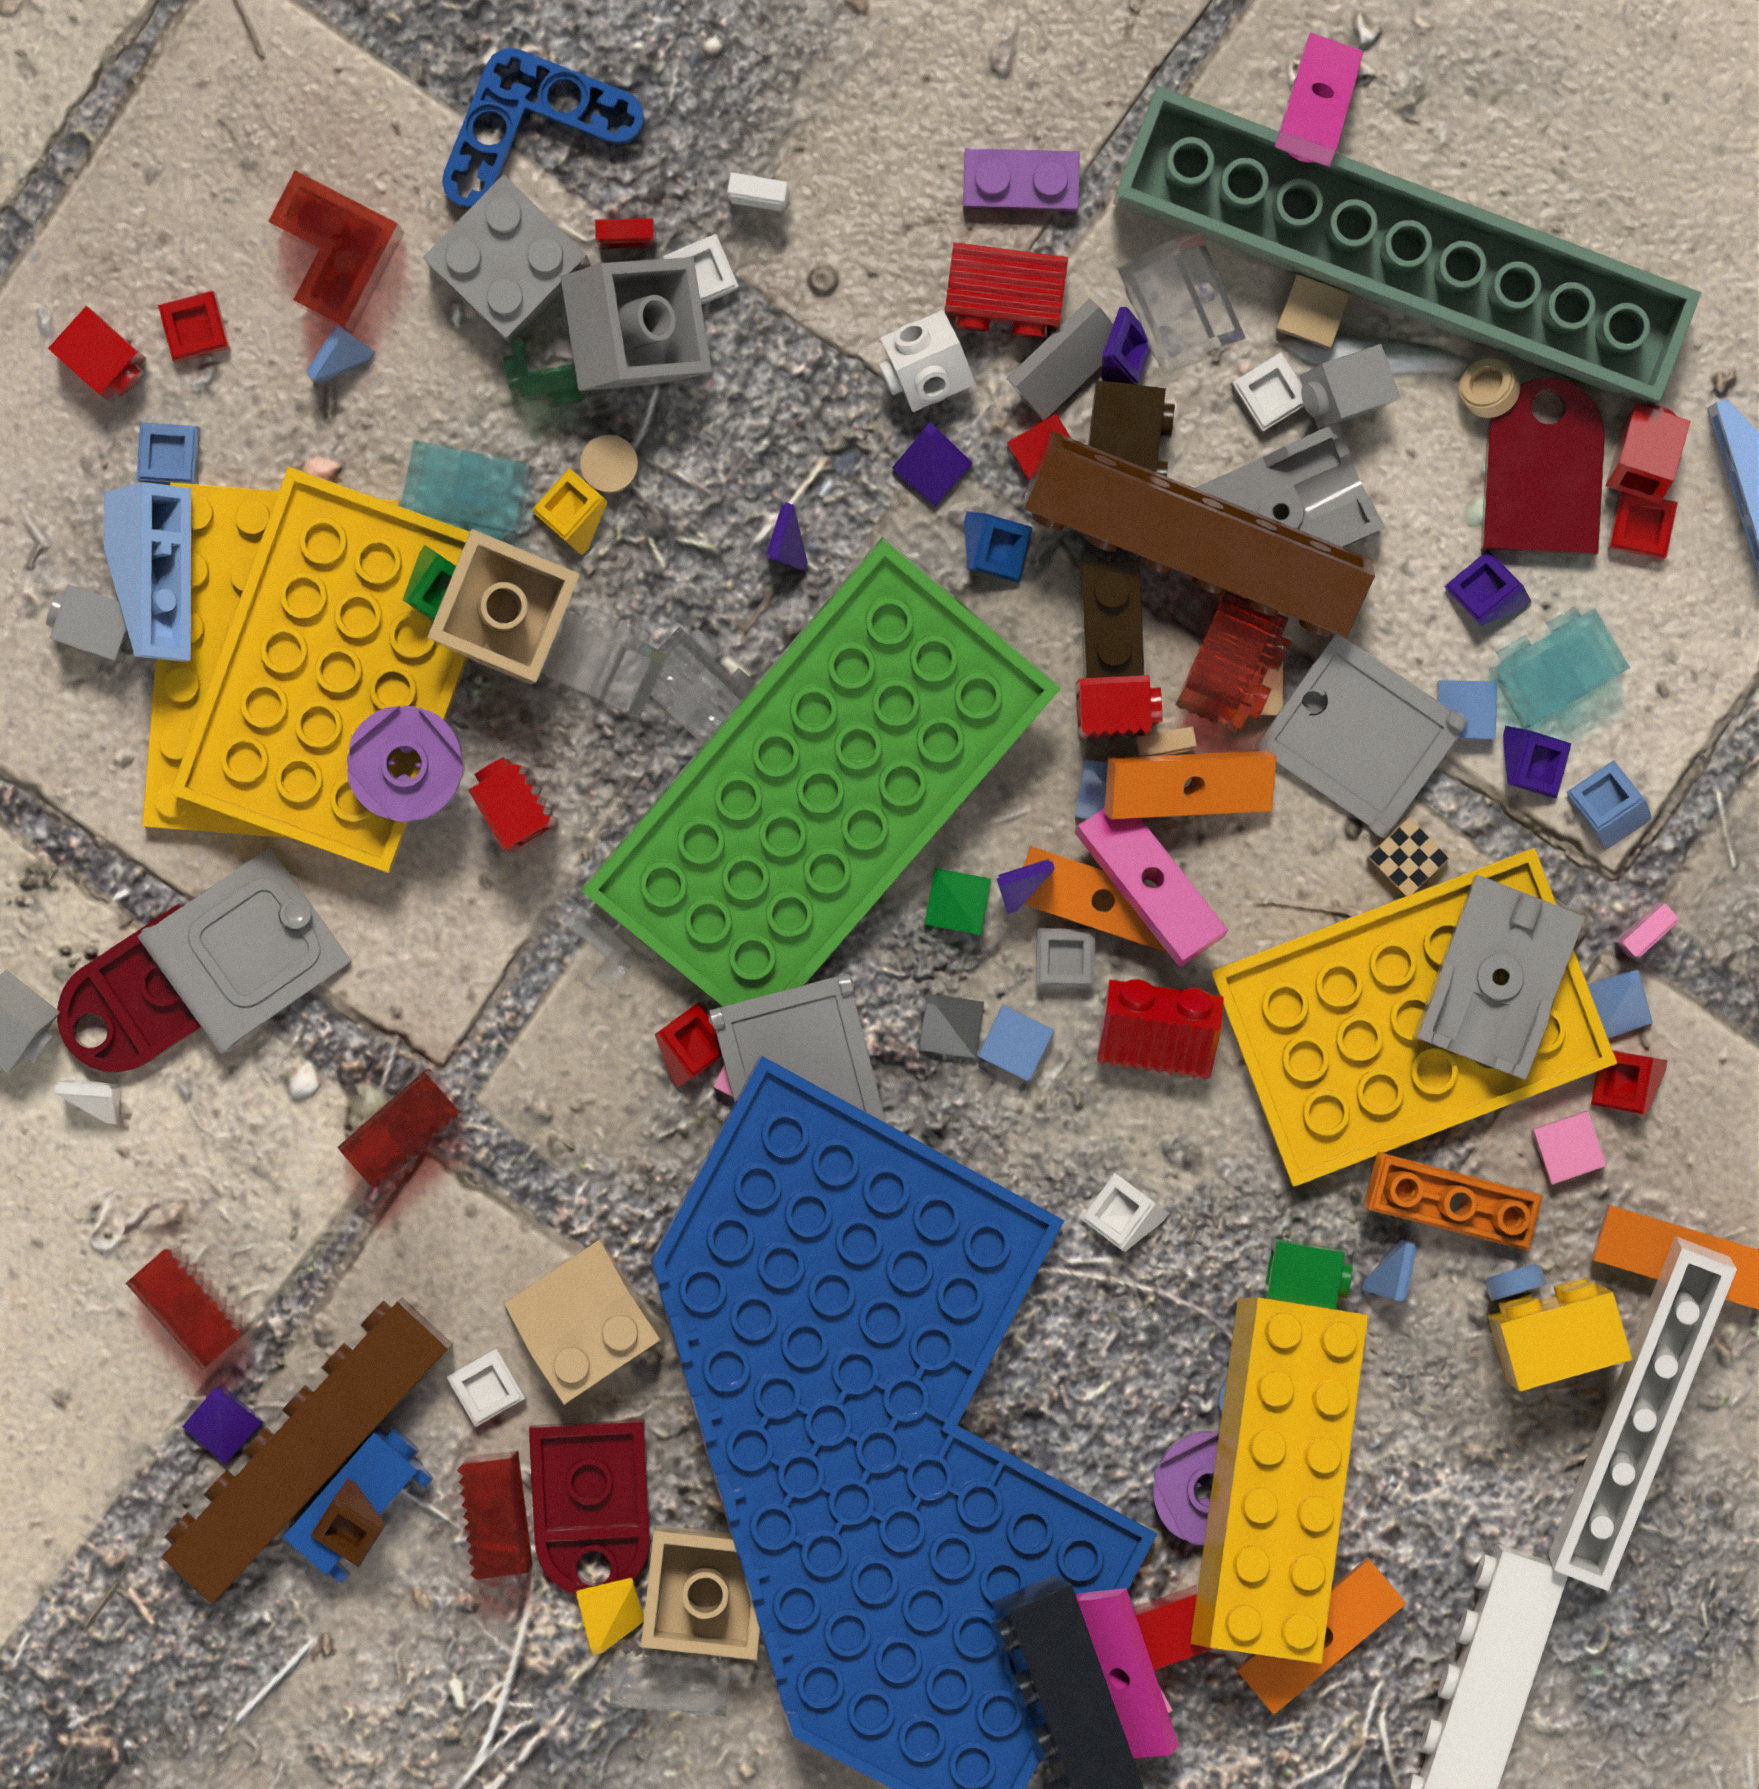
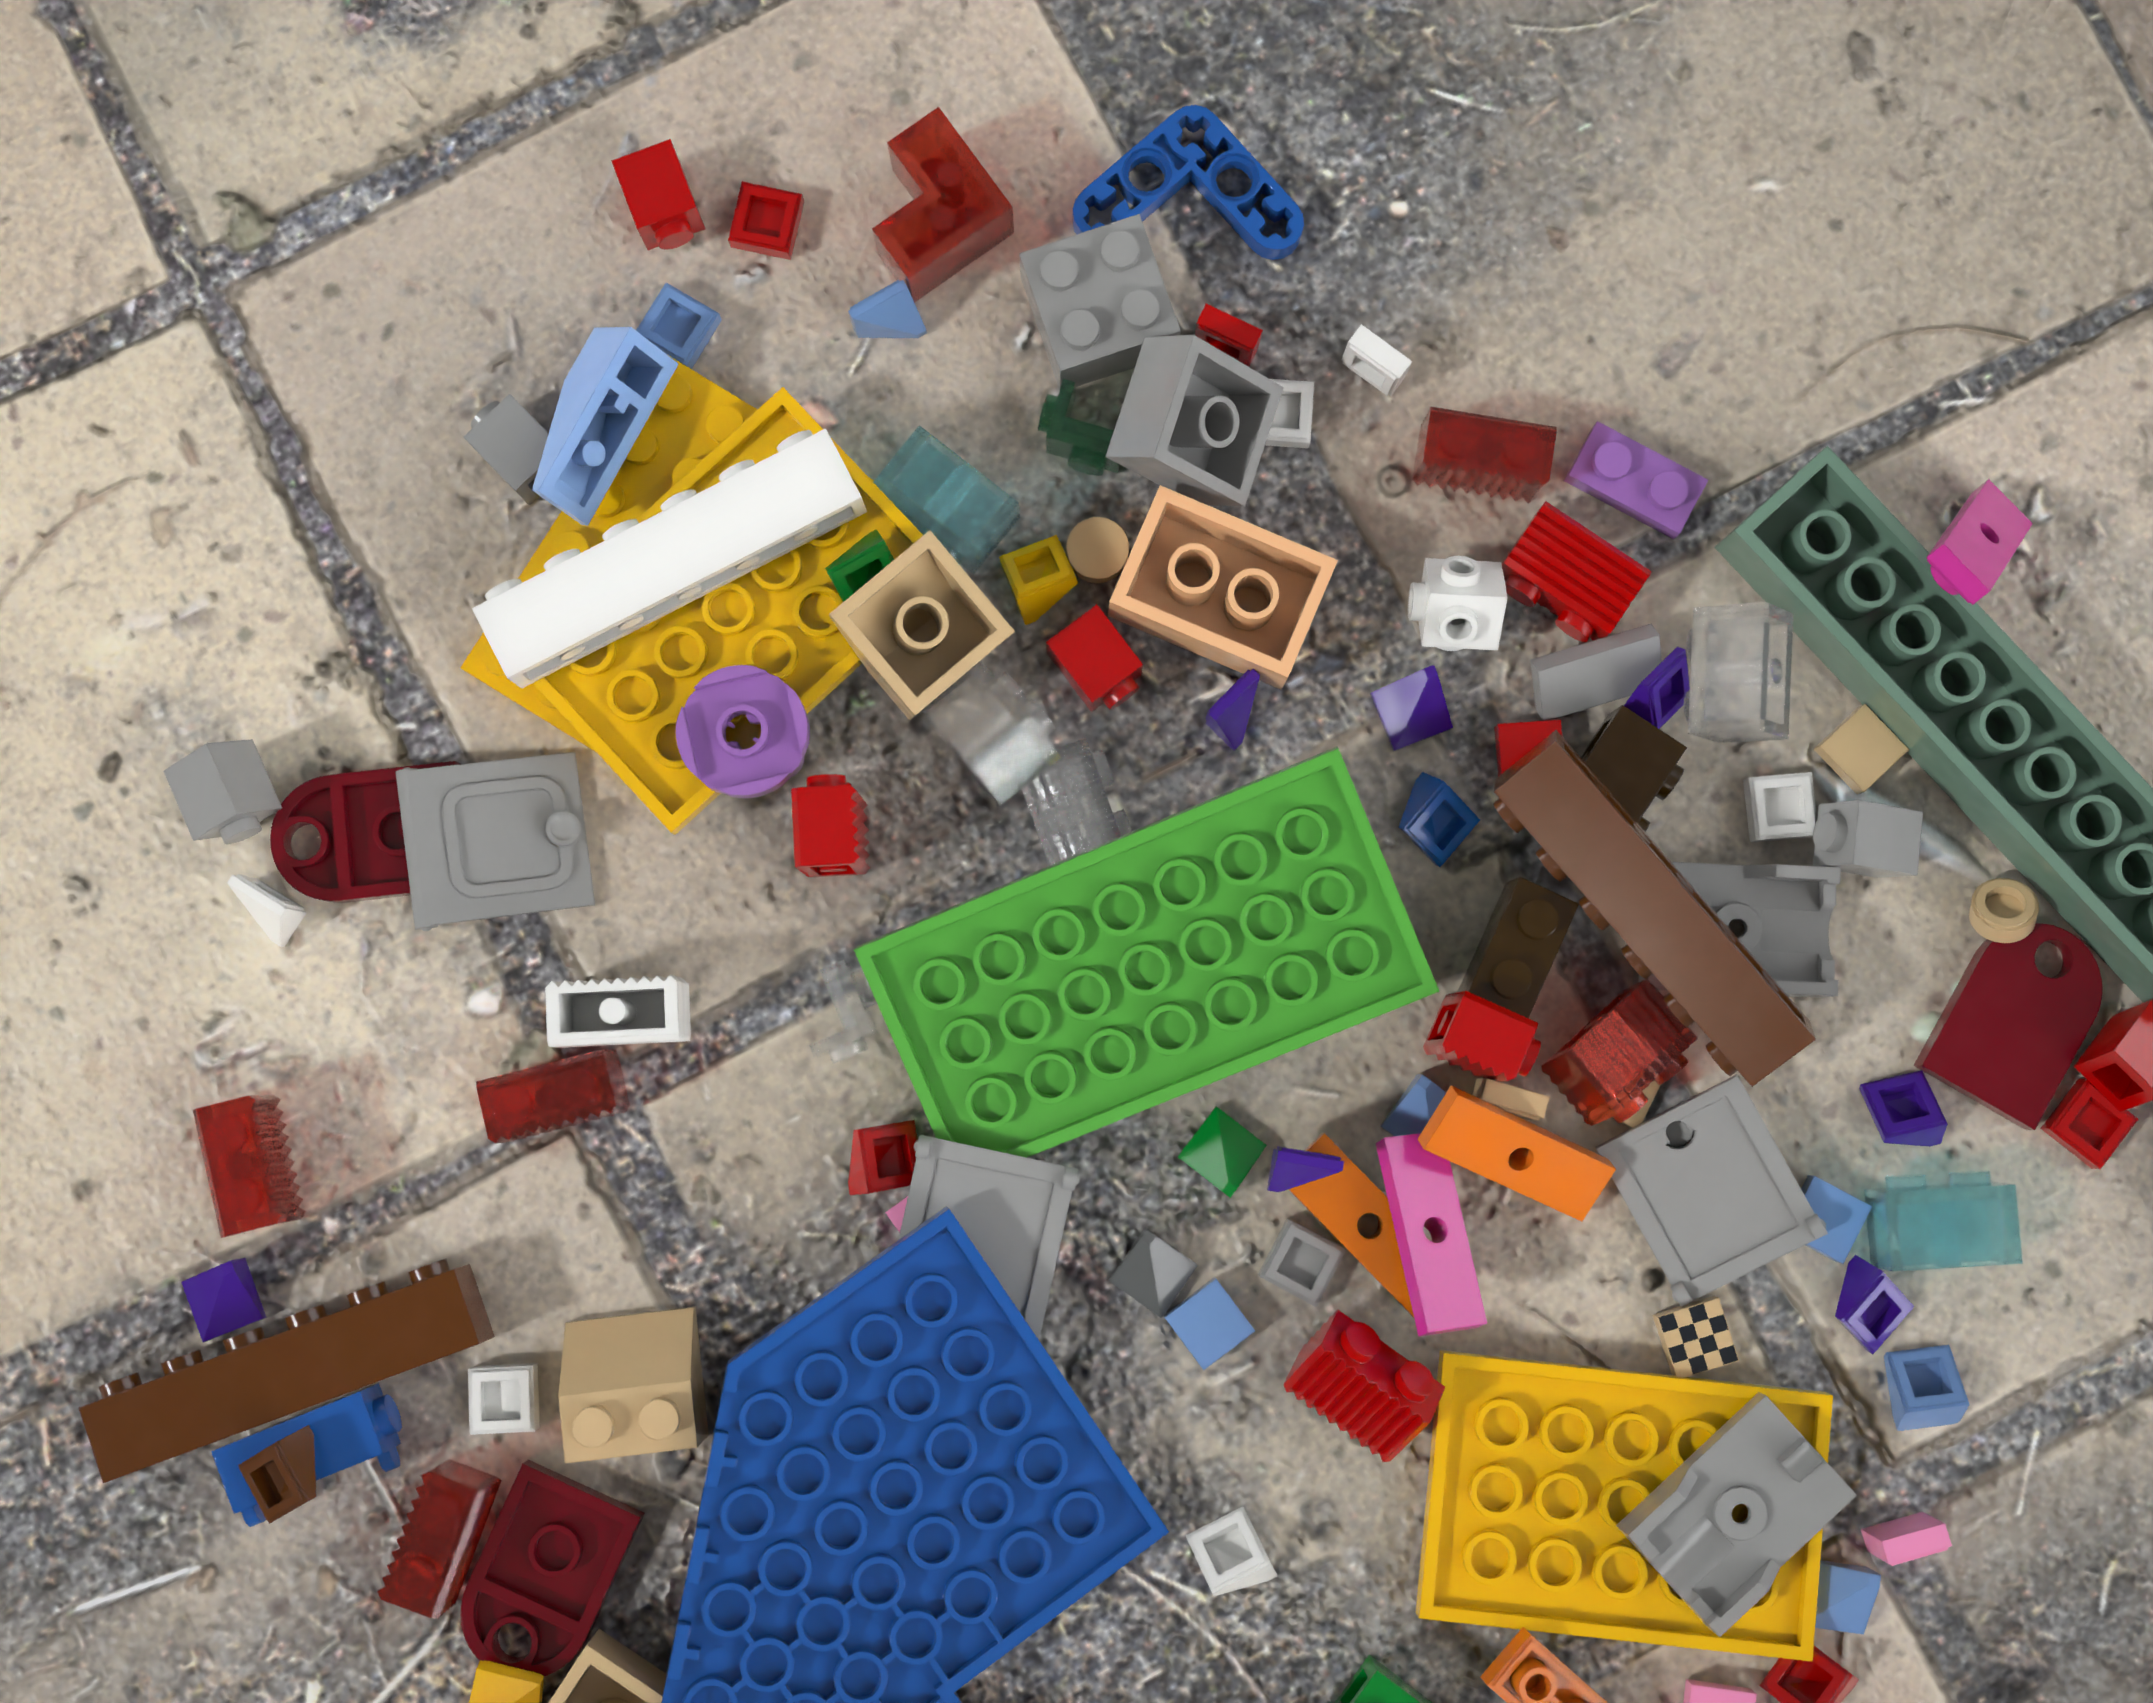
camera: 25 degrees right, 5 degrees down
(274, 654) = (669, 558): none -> white brick
(419, 1036) = (617, 1011): none -> white brick
(655, 557) = (1096, 660): none -> red brick
(726, 447) = (1221, 587): none -> light nougat brick
(884, 225) = (1484, 454): none -> clear red brick

